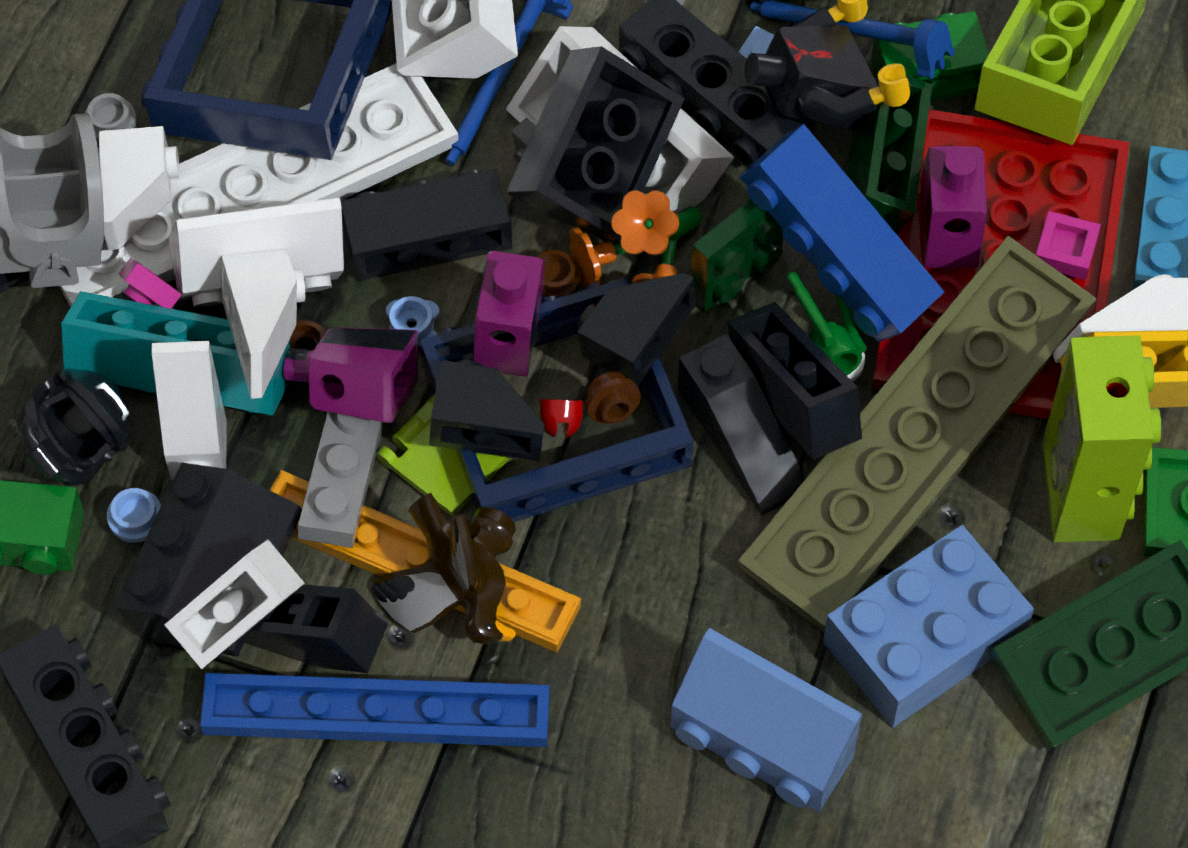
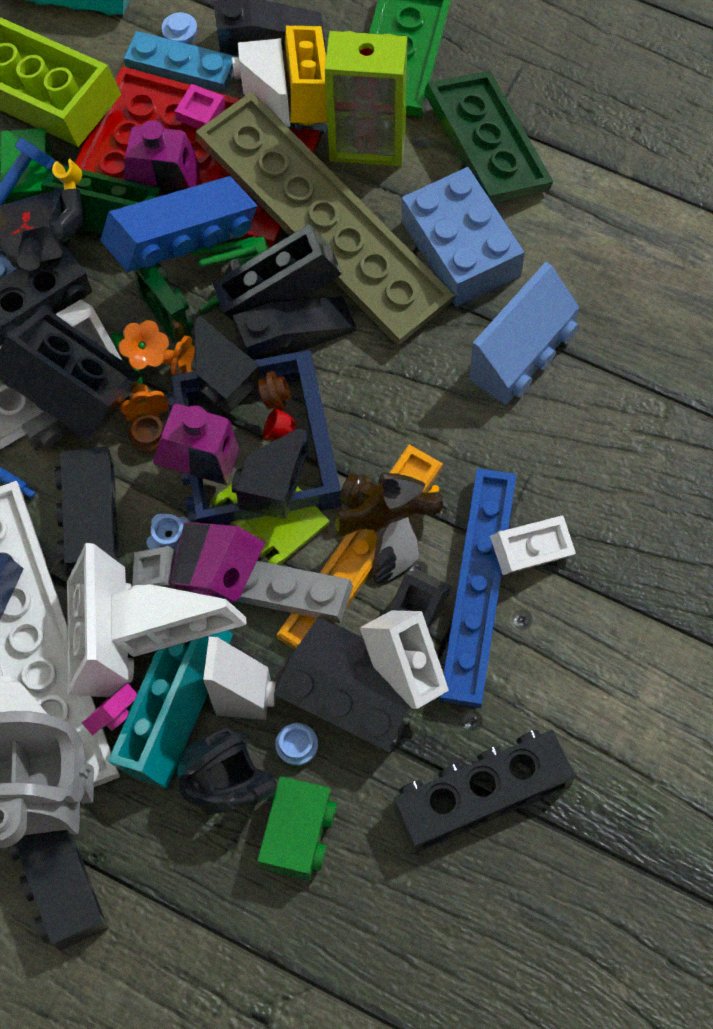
camera: 80 degrees left, 5 degrees up
(356, 309) = (154, 567): none -> light grey tile
(437, 768) = (532, 544): none -> white plate

